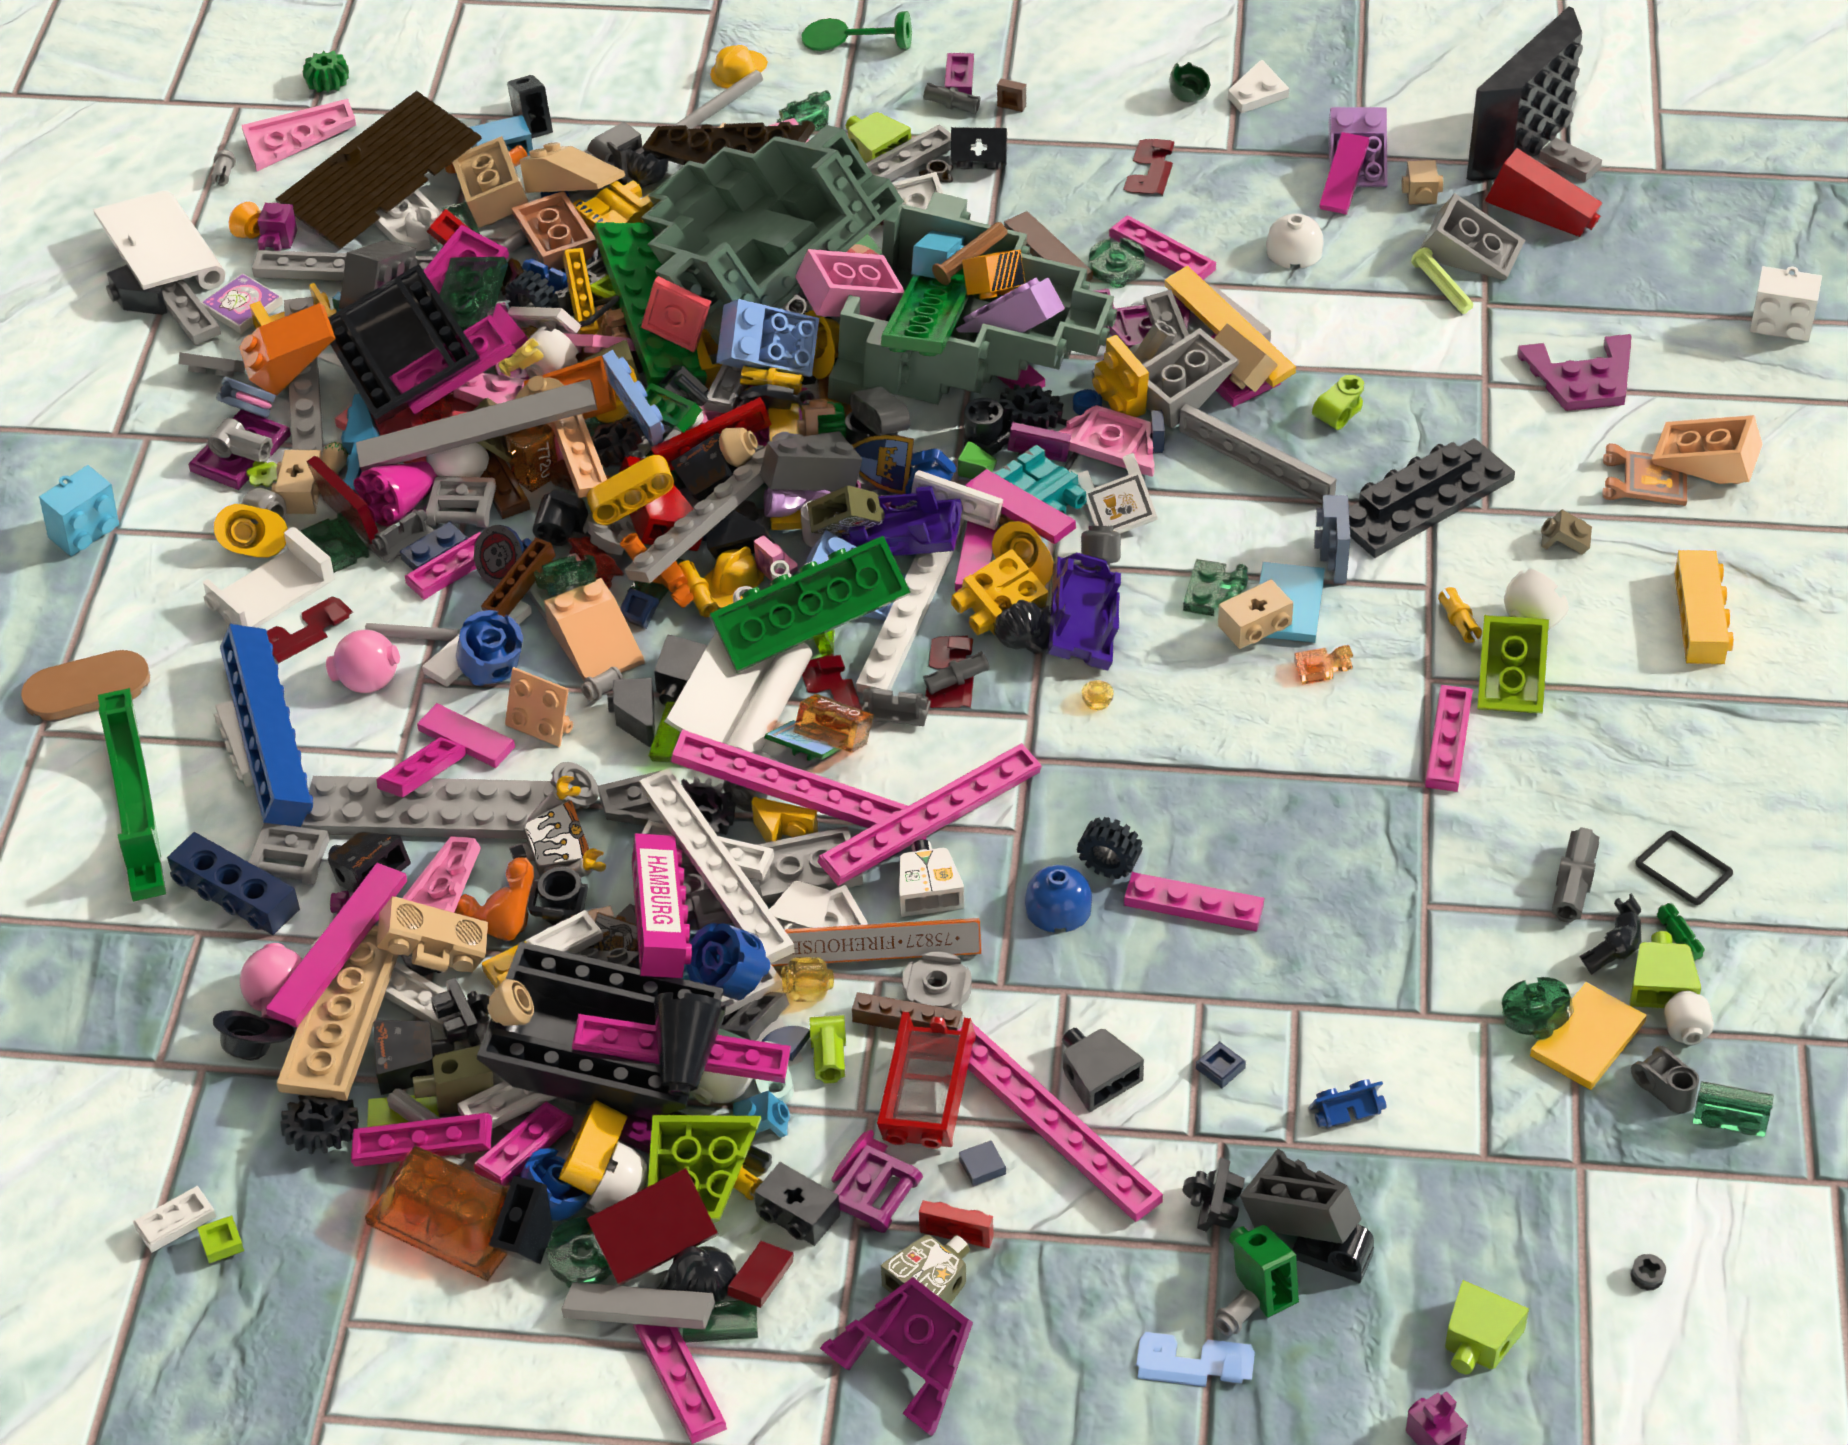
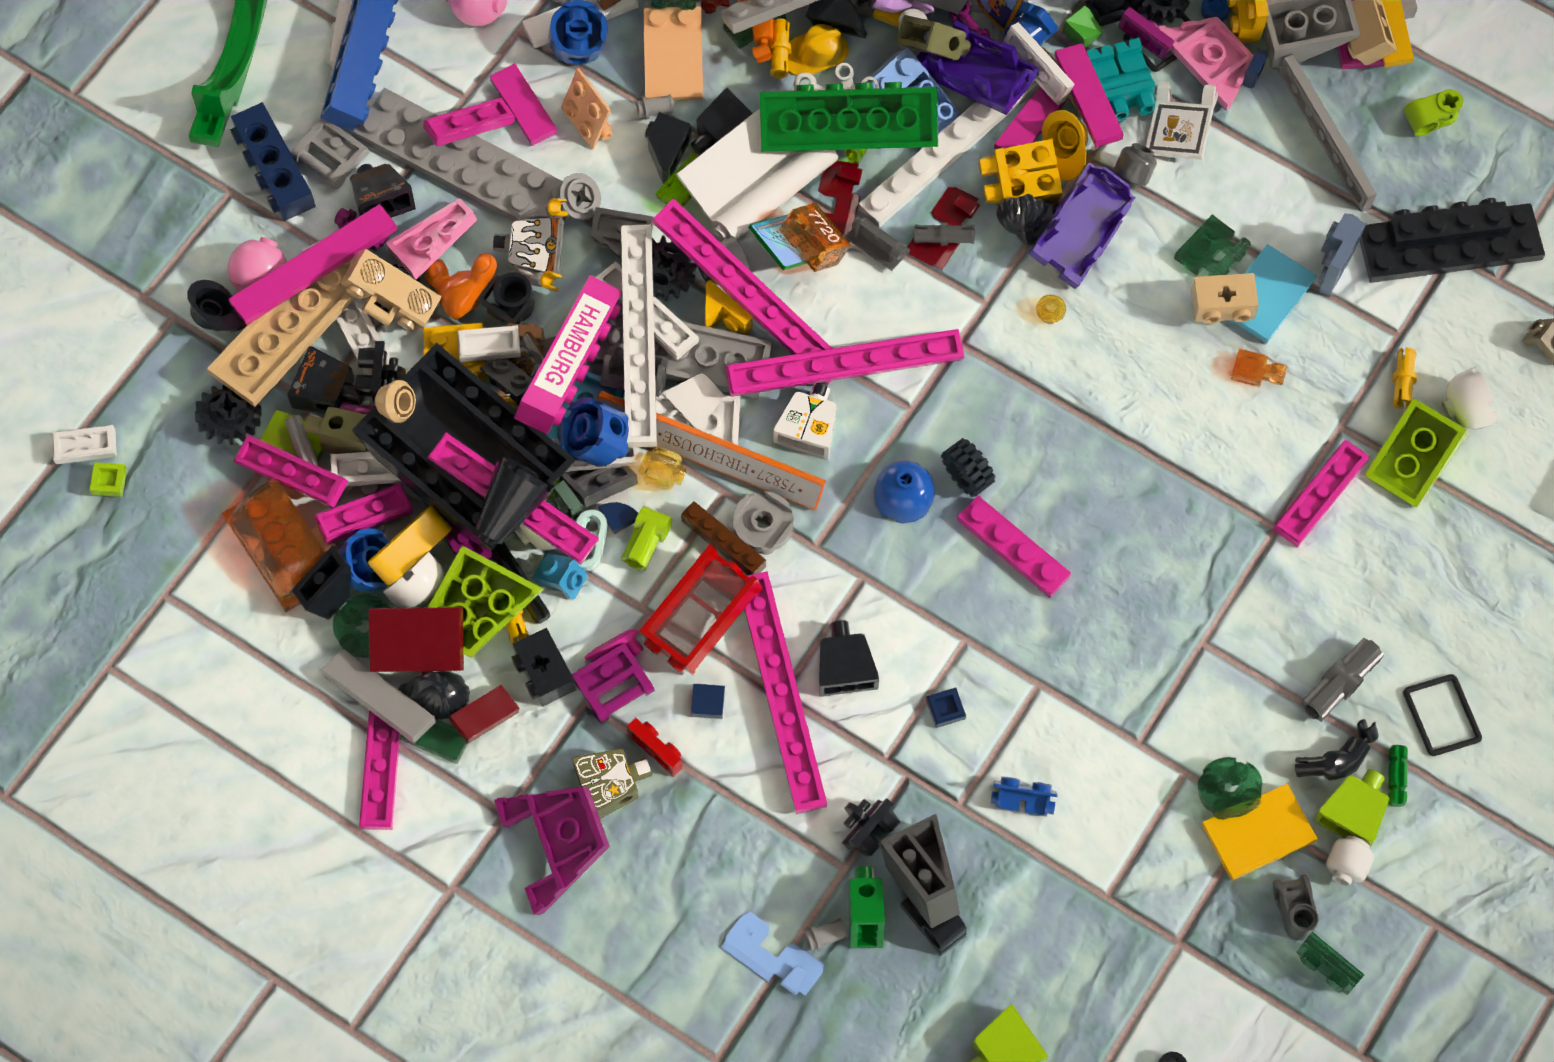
camera: 25 degrees right, 20 degrees up
(639, 608) = (722, 45): dark blue tile -> none
(767, 553) = (856, 51): bright pink bracket -> none

